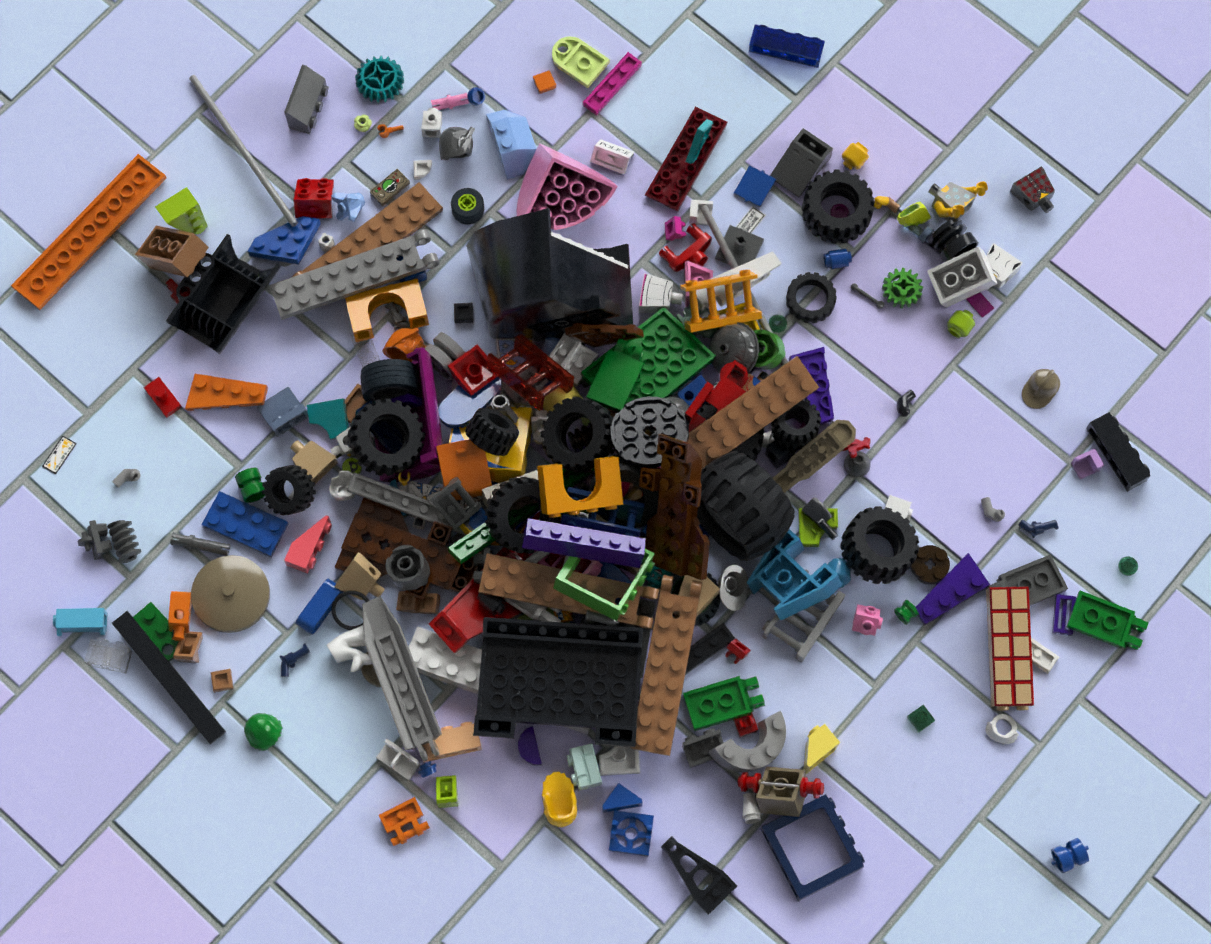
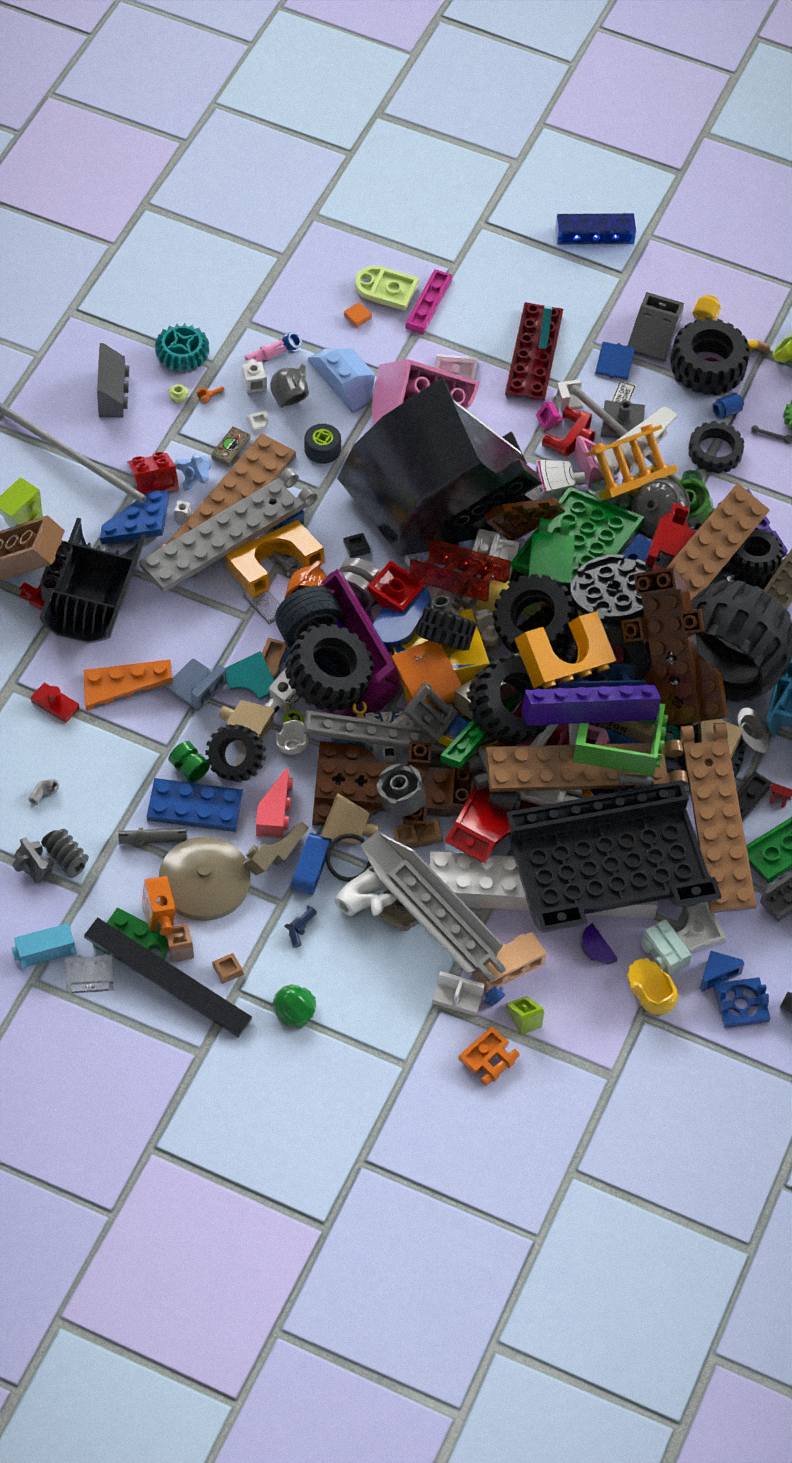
camera: 20 degrees left, 15 degrees down
(278, 591) = (263, 855): none -> dark tan slope

